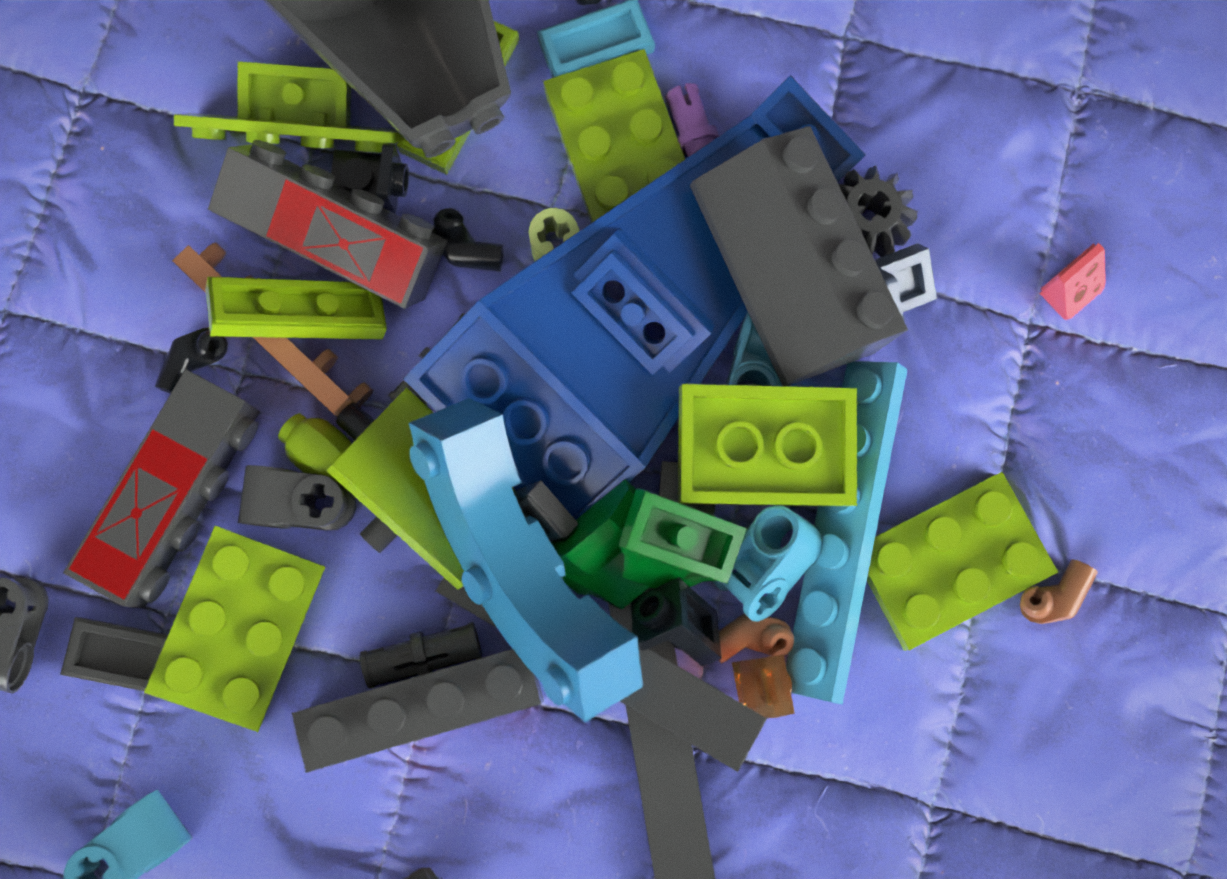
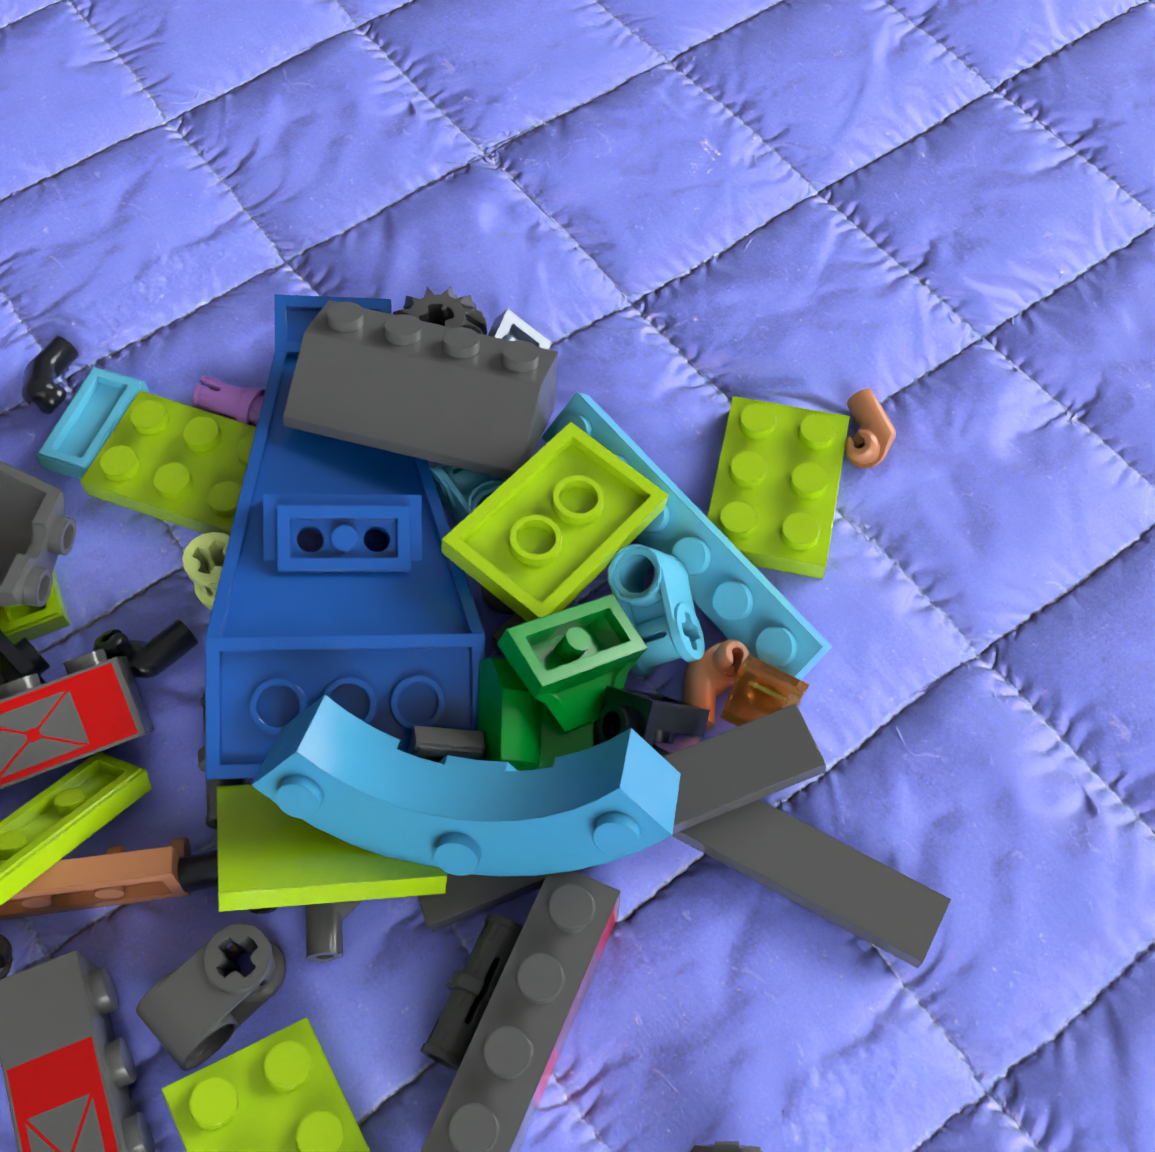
camera: 45 degrees left, 20 degrees down
(312, 444) = (186, 924): lime plant -> none
(1077, 283) = (628, 247): coral slope -> none

